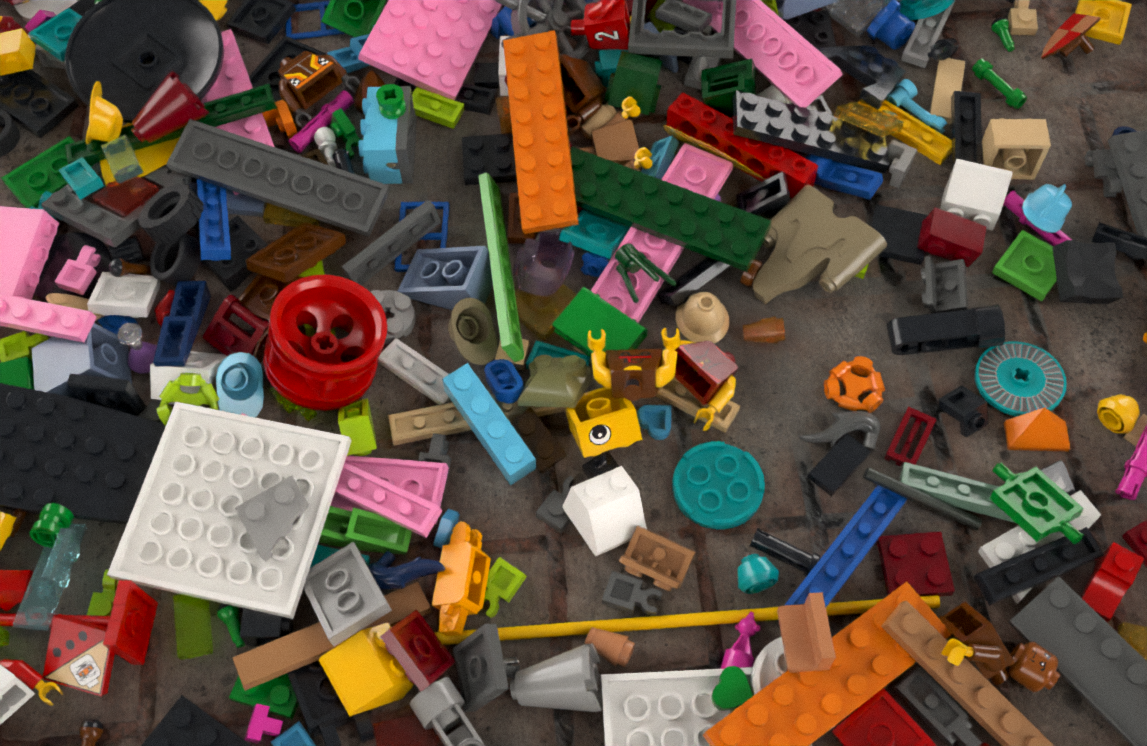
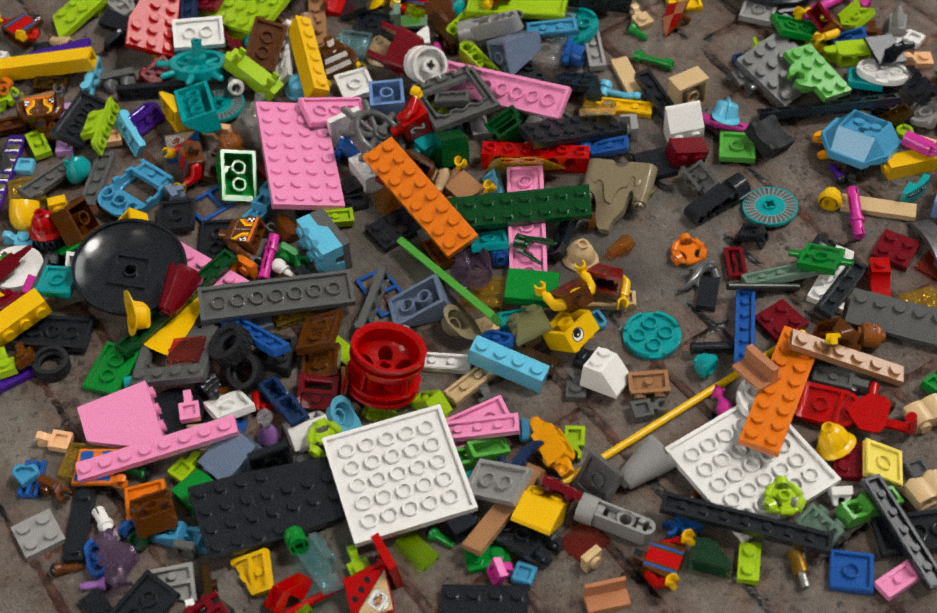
camera: 30 degrees left, 10 degrees down
(81, 178) = (146, 356): teal tile -> none
(122, 159) = (166, 332): clear light blue tile -> none
(272, 514) = (429, 463): light grey wing -> none
(391, 101) = (321, 219): green wheel -> none
(611, 646) = (661, 433): nougat cone -> none
(732, 689) = (734, 419): green tile -> none
(765, 196) = (571, 175): black slope -> none
(943, 49) = (611, 54): black axle -> none
(1037, 432) = (796, 228): orange slope -> none

